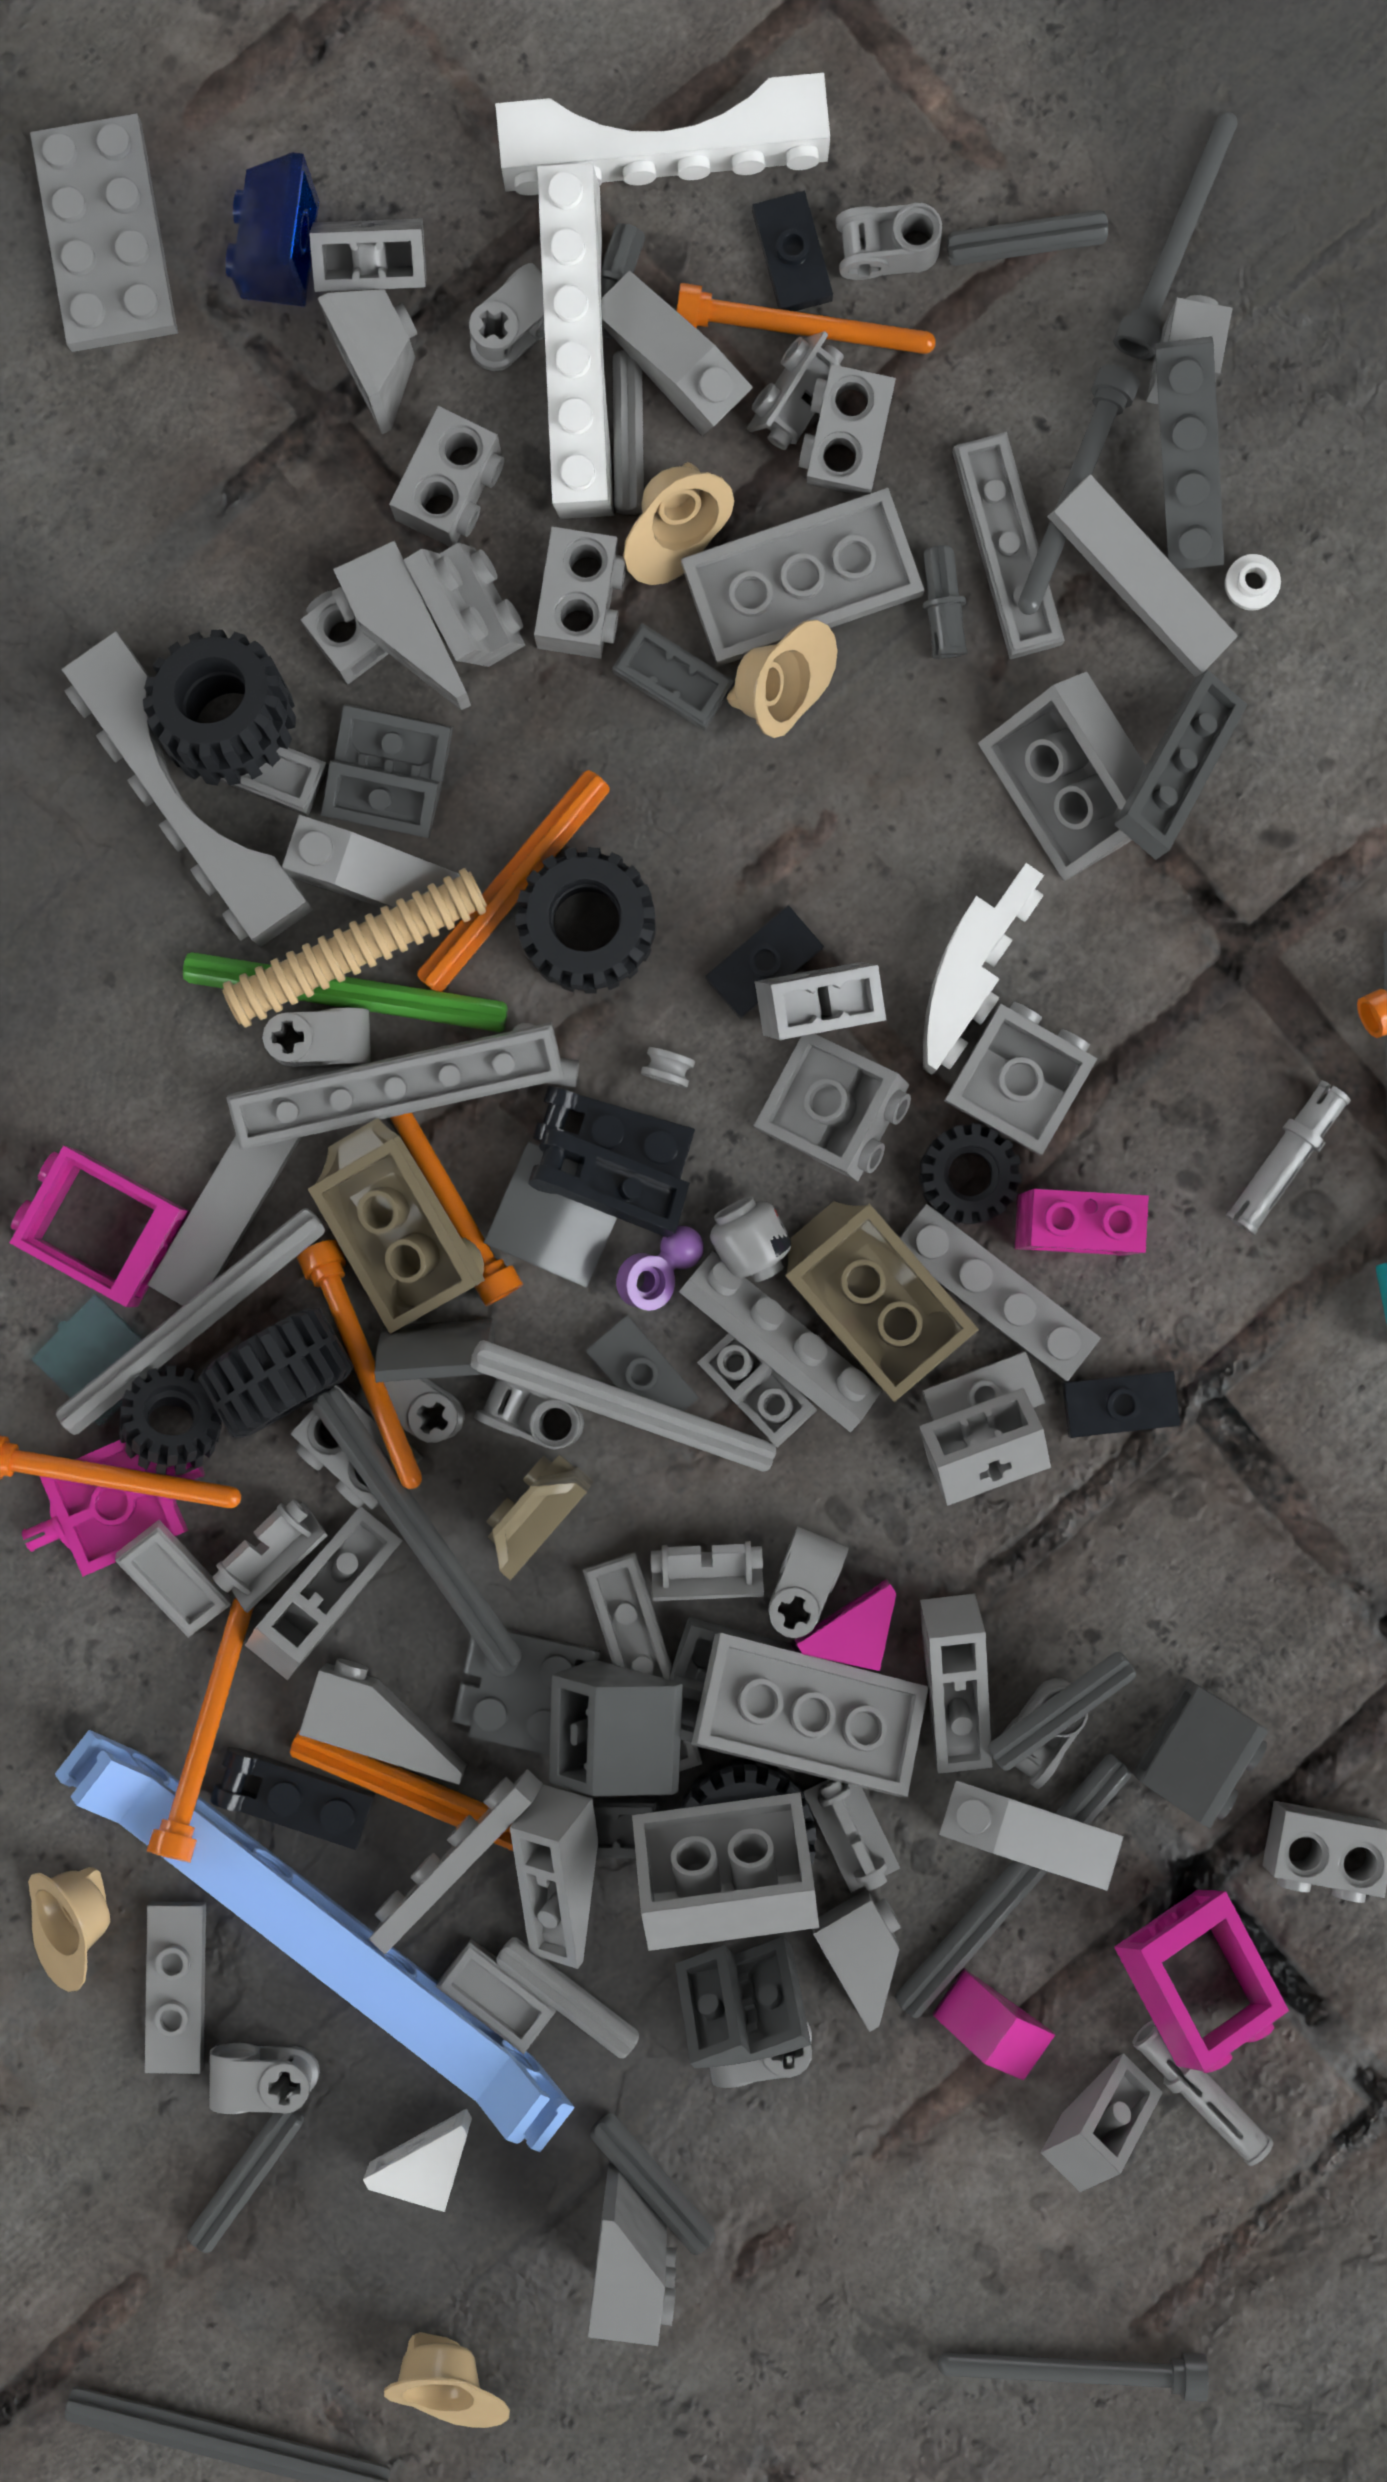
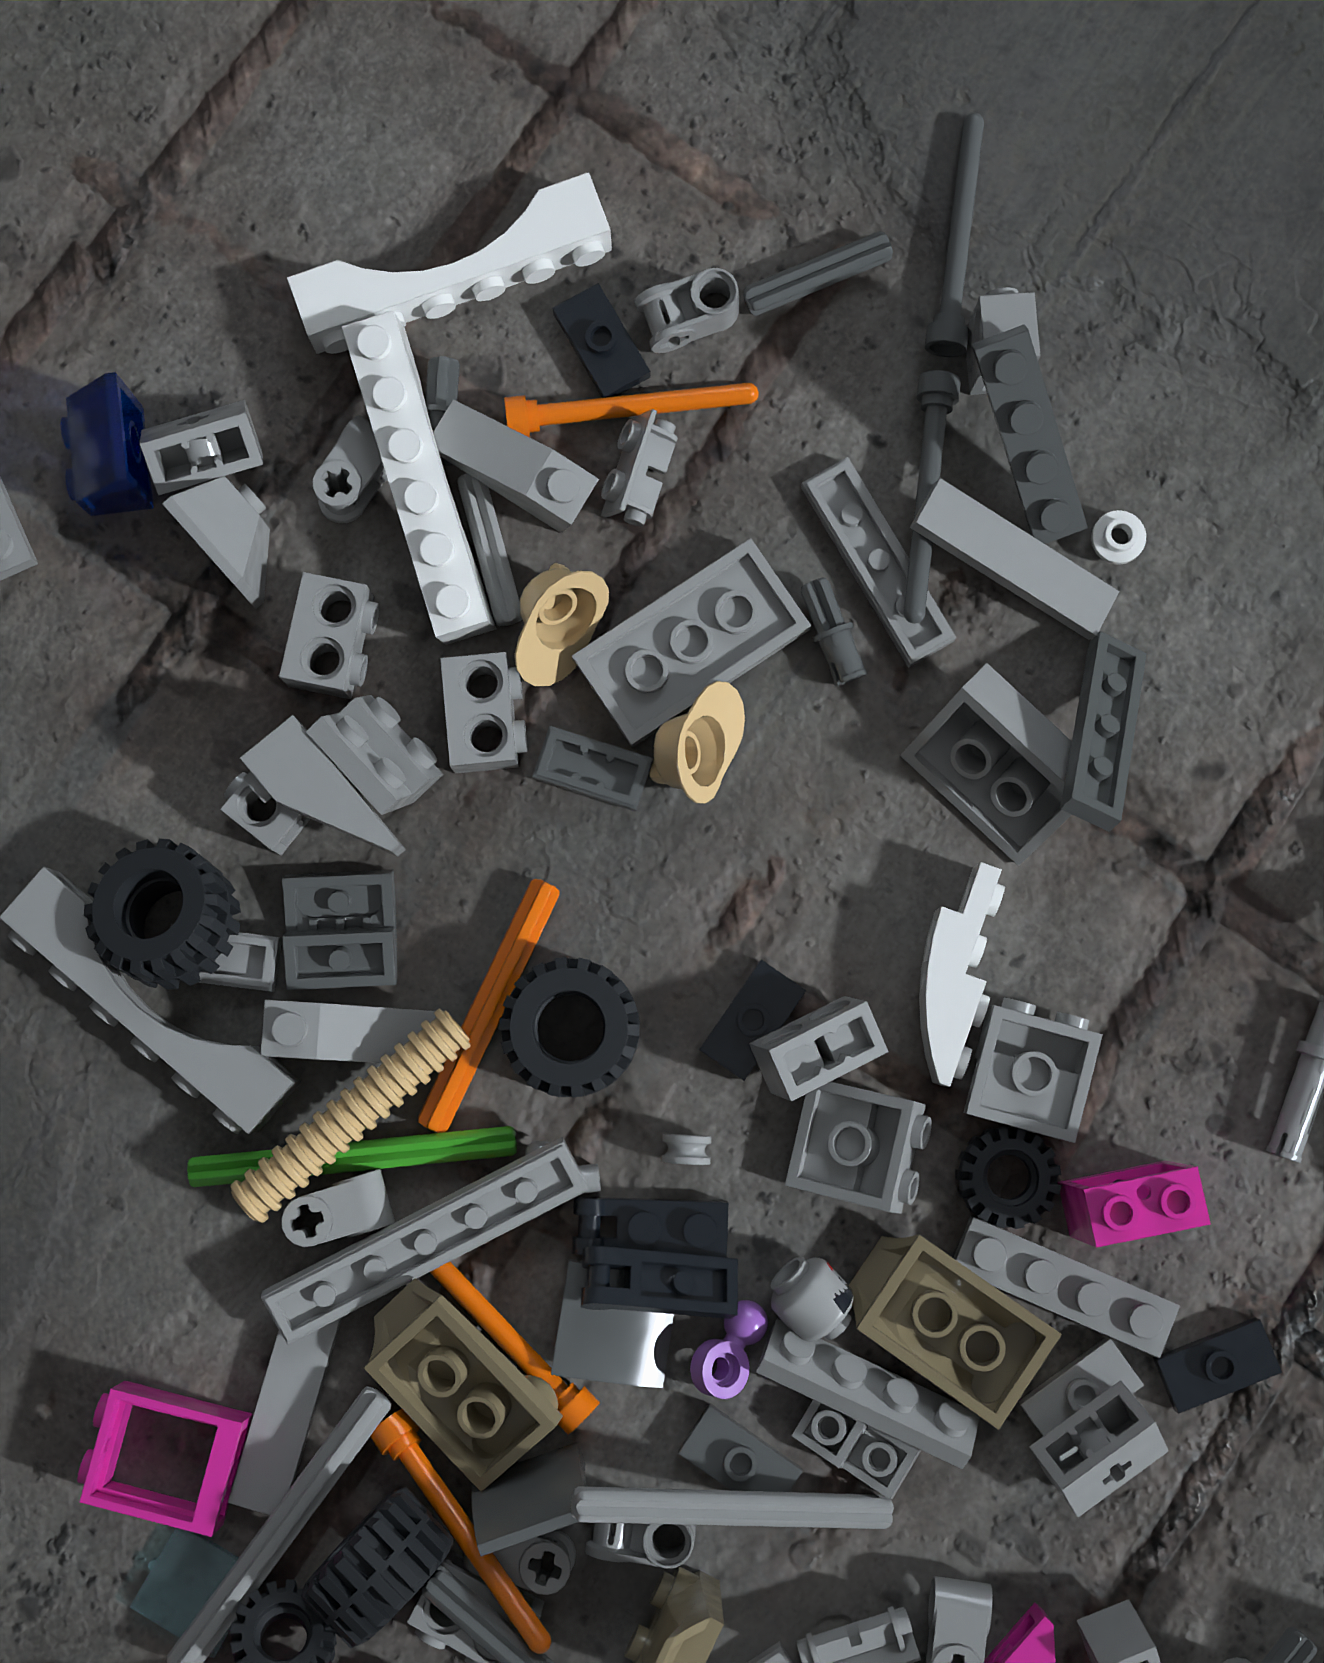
camera: 15 degrees left, 5 degrees down
(859, 433) = (713, 494): light grey brick -> none

